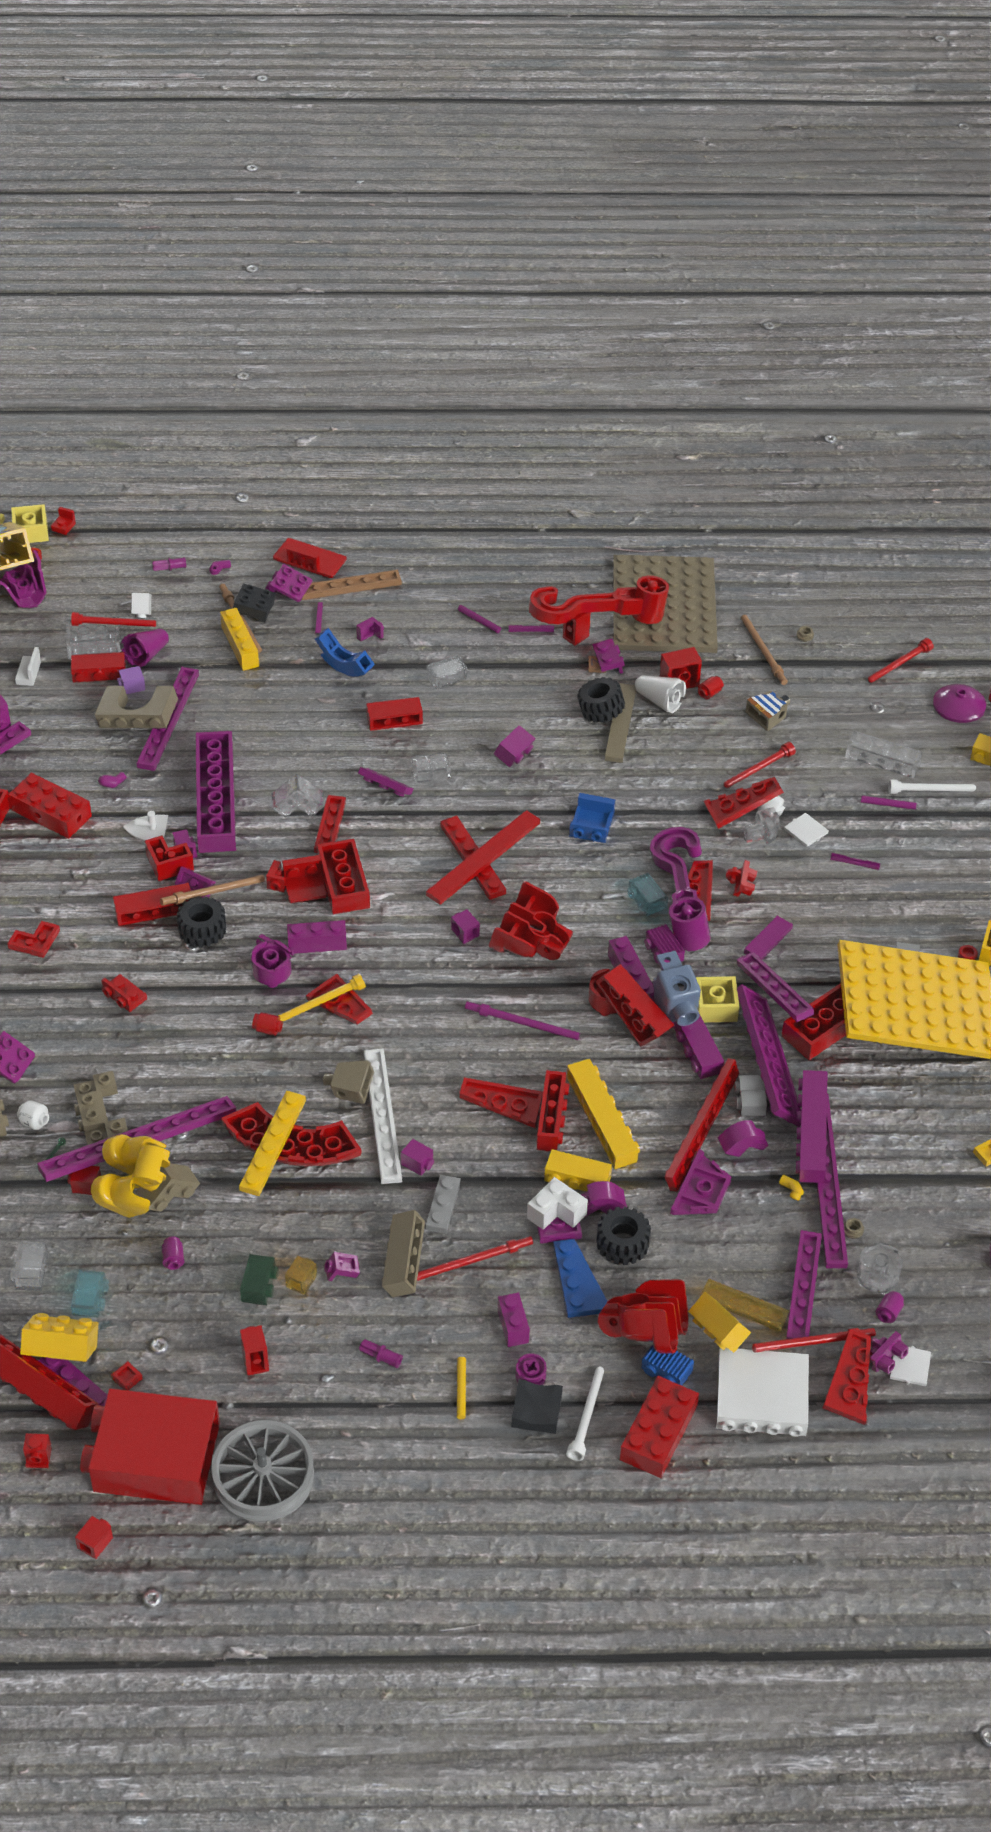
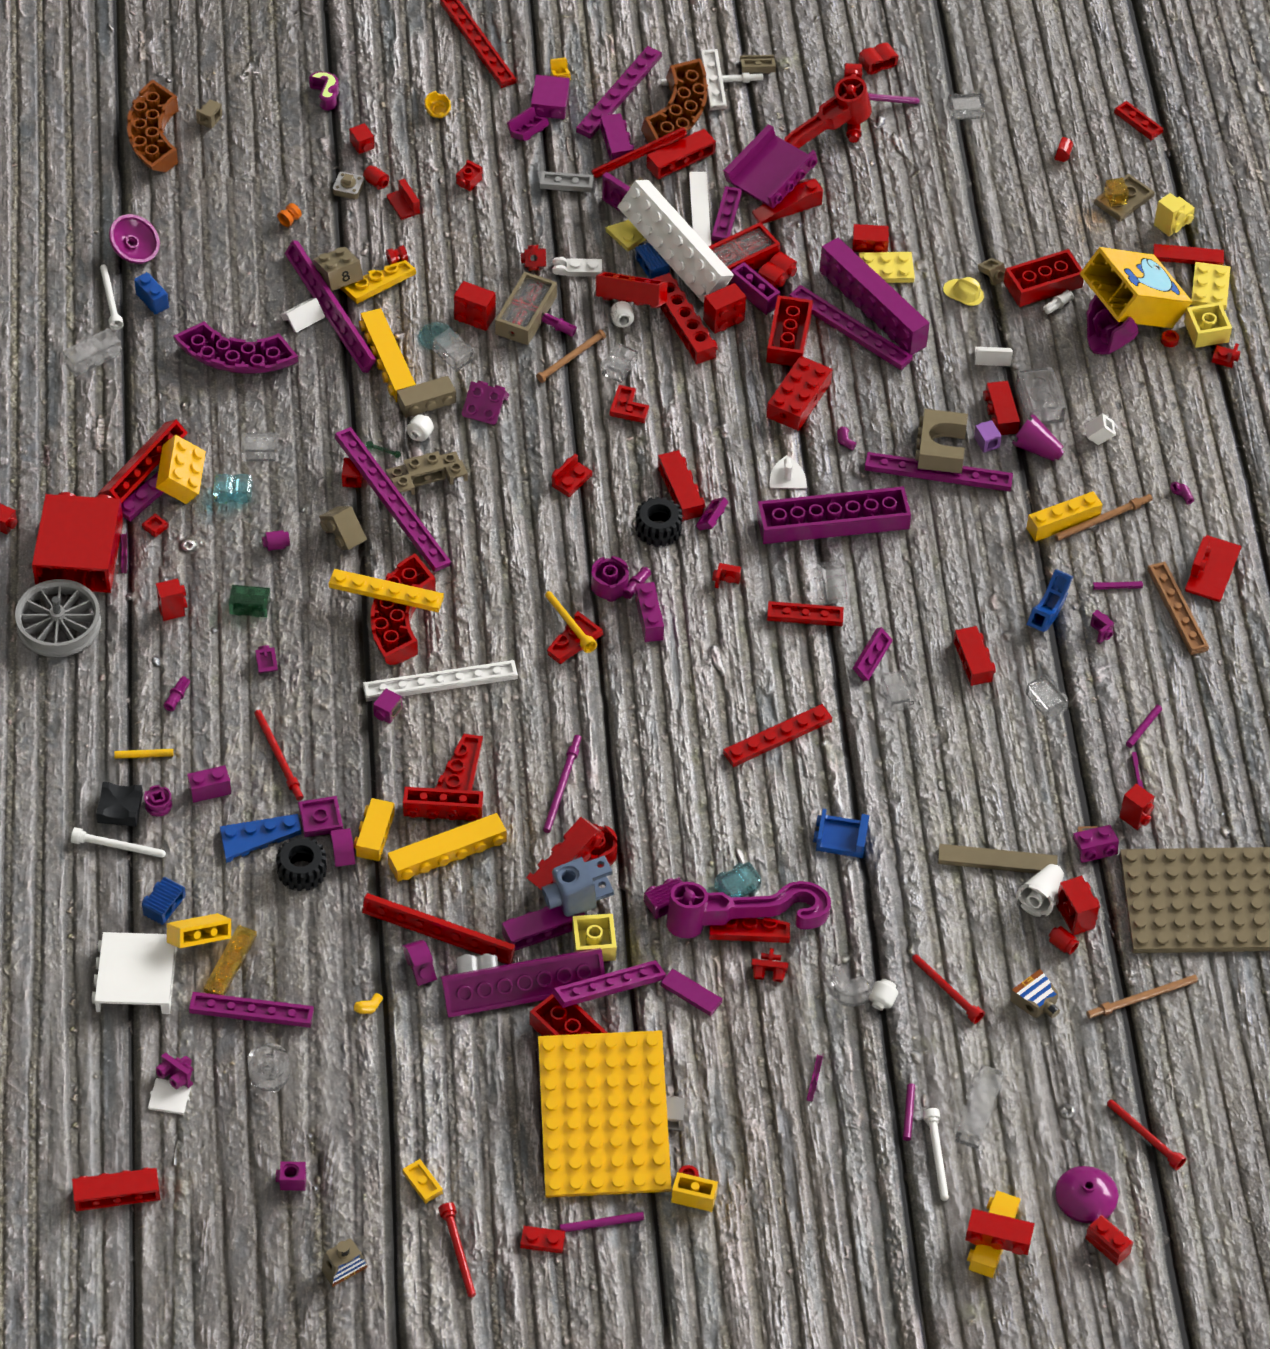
camera: 85 degrees right, 5 degrees up
(37, 1450) = (80, 473): red brick -> none
(78, 619) = (1049, 373): red piece -> none
(140, 1159) = (334, 491): yellow piece -> none
(167, 861) = (736, 485): red brick -> none
(169, 564) = (1175, 449): magenta axle -> none
(180, 897) = (677, 496): medium nougat bar -> none
(183, 837) = (759, 494): magenta brick -> none
(254, 602) = (1122, 522): black brick -> none
(267, 1023) = (538, 583): red brick -> none
(289, 583) = (1158, 550): magenta bracket -> none
(301, 1275) = (255, 630): clear yellow brick -> none
(304, 879) = (724, 598): red bracket -> none
(343, 876) = (729, 625): red brick -> none
(350, 1080) = (469, 649): dark tan torso -> none
(403, 1253) = (277, 699): dark tan brick -> none
(443, 1204) = (339, 731): light grey plate -> none
(465, 926) = (677, 729): magenta brick -> none
(482, 857) = (769, 738): red tile -> none
(514, 746) = (935, 759): magenta brick -> none
(535, 909) = (687, 786): red piece -> none
(557, 1201) = (329, 805): white brick -> none
(601, 699) = (1018, 832): black tyre -> none
(622, 952) = (636, 864): magenta brick -> none
(643, 602) = (1172, 856): red piece -> none
(650, 1315) = (186, 874): red piece -> none
(659, 1426) = (98, 893): red brick -> none
(702, 1188) = (365, 930): magenta wing -> none
(735, 805) = (876, 961): red wing -> none
(805, 633) = (1175, 1033): dark tan plate -> none
(806, 830) = (857, 1032): white piece -> none
(809, 1340) = (198, 1046): red bar -> none
(813, 1126) = (431, 1013): magenta brick -> none
(830, 1206) = (379, 1032): magenta plate -> none
(849, 1384) = (147, 1041): red wing -> none
(856, 1224) = (321, 1049): dark tan plate -> none
(890, 1307) = (228, 1078): magenta brick -> none

